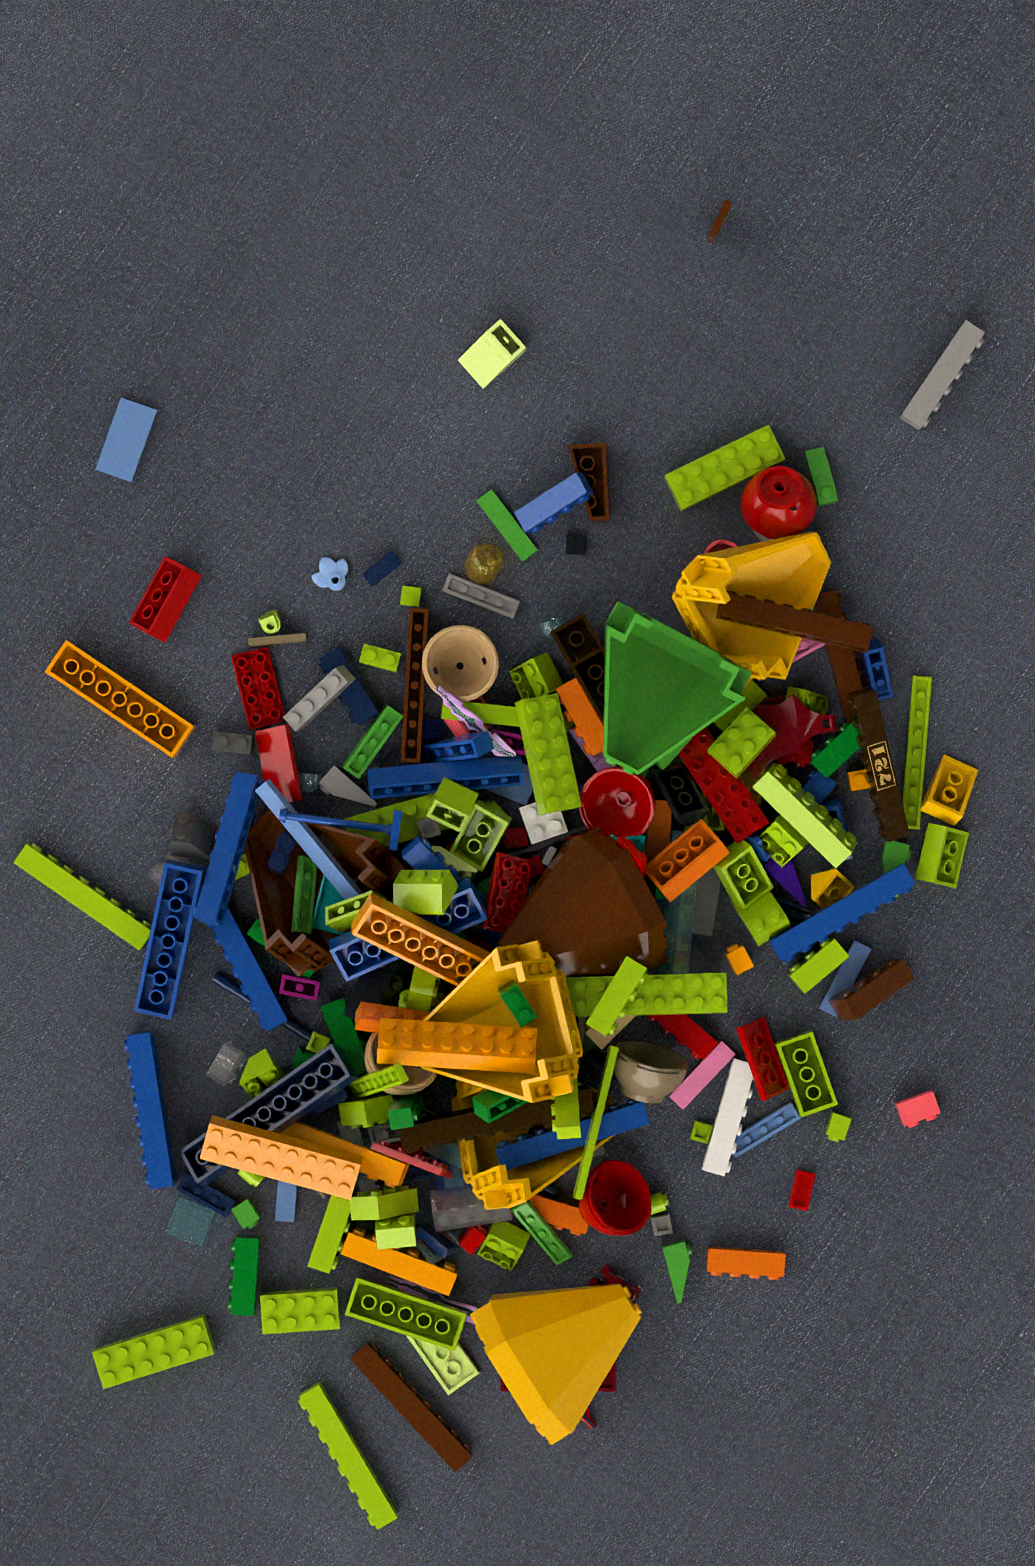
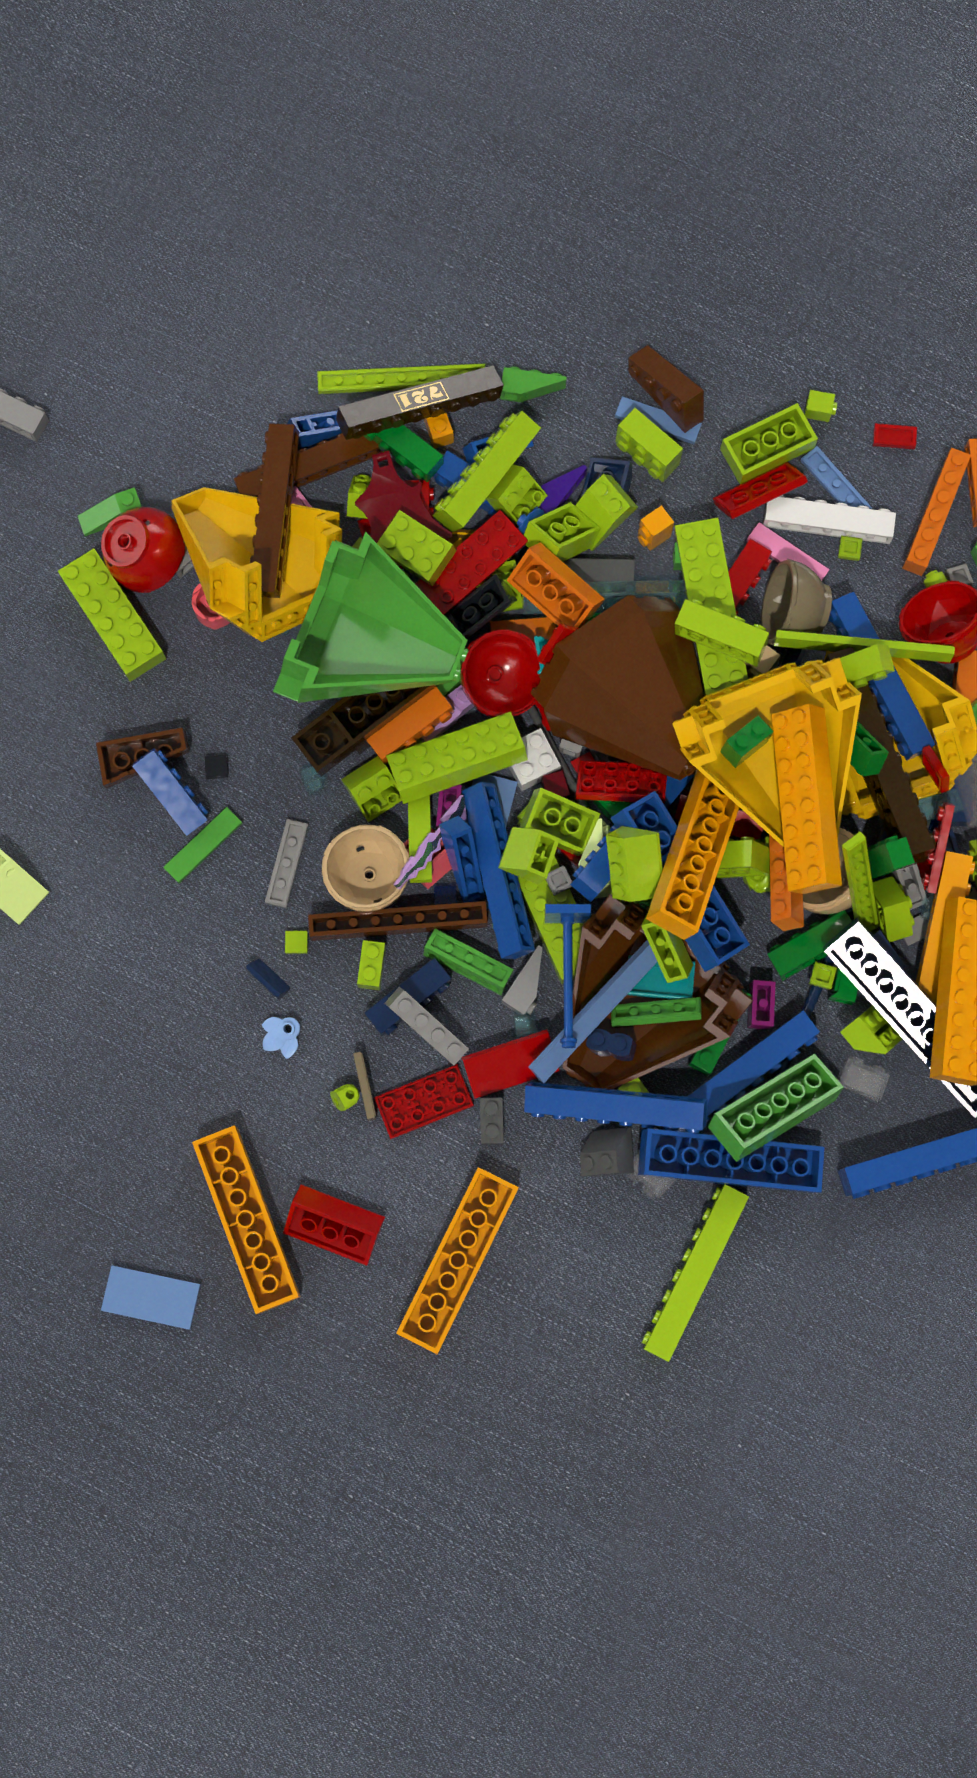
camera: 95 degrees left, 10 degrees down
(178, 526) = (246, 1219): none -> light orange brick
(208, 983) = (775, 1107): none -> bright green brick
(375, 987) = (753, 915): black slope -> none
(478, 1166) = (935, 769): none -> red tile
(483, 563) = (248, 864): clear yellow piece -> none
(723, 1214) = (936, 511): none -> orange brick
(829, 887) = (562, 445): yellow slope -> none
(842, 912) = (588, 424): blue brick -> none
(917, 1108) = (786, 327): coral brick -> none
(942, 855) = (509, 337): lime slope -> none
(949, 790) = (439, 337): yellow slope -> none

